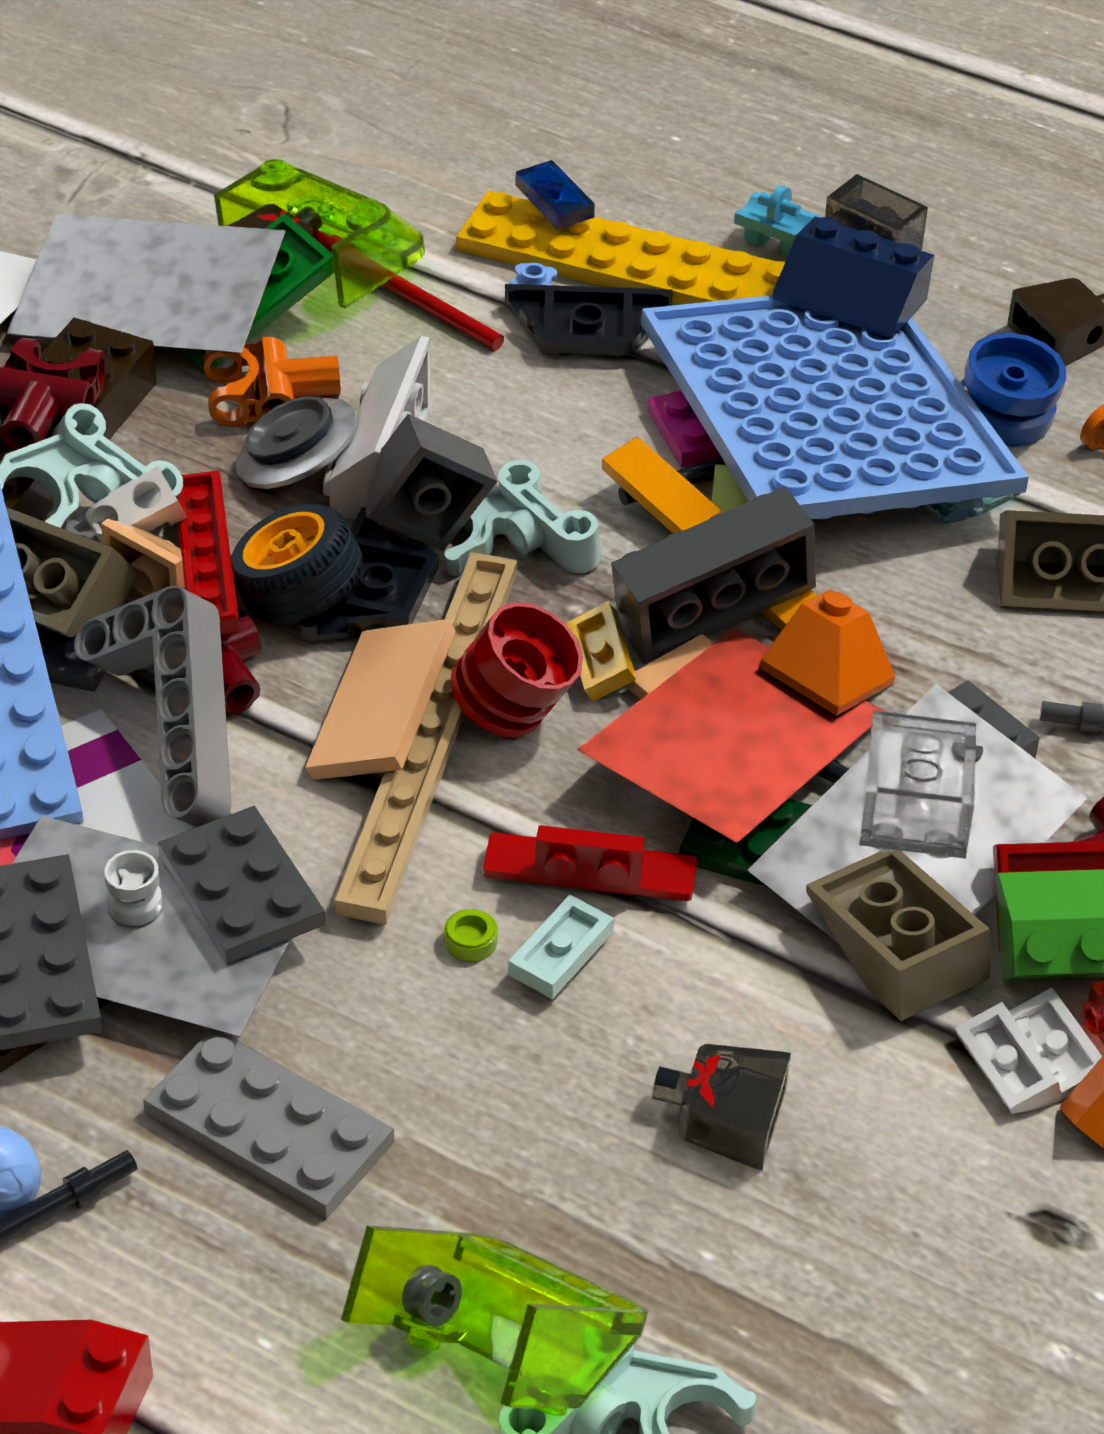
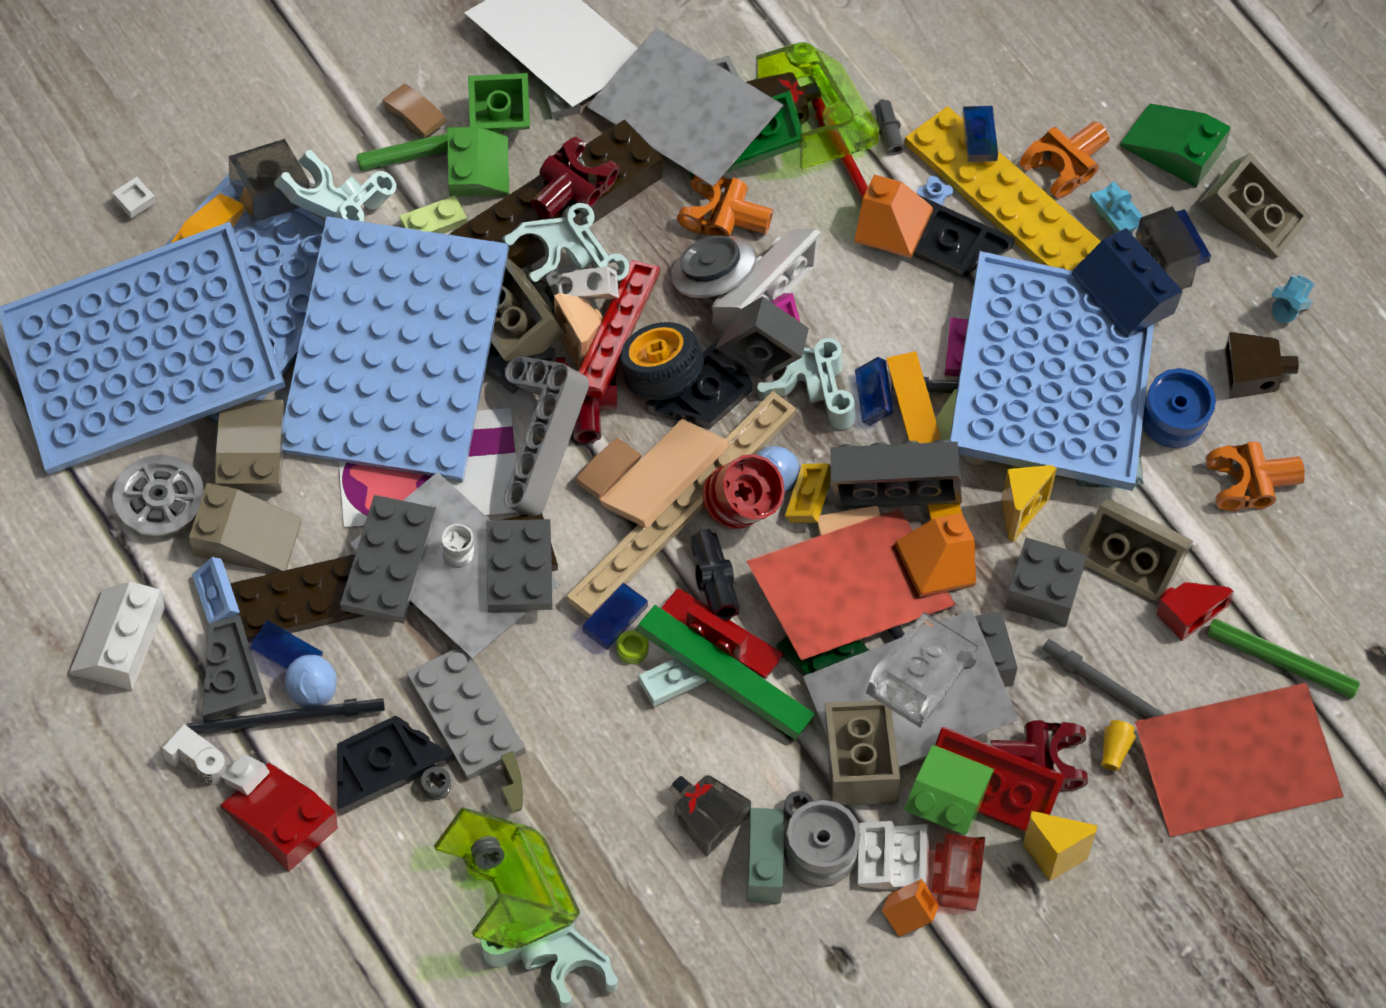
camera: 25 degrees right, 15 degrees up
(177, 1240) = (382, 761): none -> black wing
(274, 1225) = (436, 773): none -> dark grey bush
(293, 725) = (607, 468): none -> medium nougat slope
(406, 1180) = (513, 793): none -> olive slope
(421, 902) = (615, 616): none -> clear blue plate
(436, 240) = (889, 127): none -> dark grey axle
(502, 311) = (892, 217): none -> orange slope
(532, 790) = (714, 574): none -> black piece
(617, 513) = (874, 391): none -> clear blue plate
(633, 906) = (725, 672): none -> green tile
(675, 193) = (1068, 156): none -> orange connector
(796, 138) = (1178, 141): none -> green slope
(856, 1059) = (797, 796): none -> dark grey bush
(857, 1129) = (765, 855): none -> sand green slope
(891, 545) = (1024, 496): none -> yellow slope
(929, 1068) = (822, 843): none -> light grey wheel
(937, 166) = (1255, 206): none -> dark tan slope
(992, 634) = (1045, 581): none -> dark grey brick
(1056, 238) = (1292, 298): none -> medium azure hips

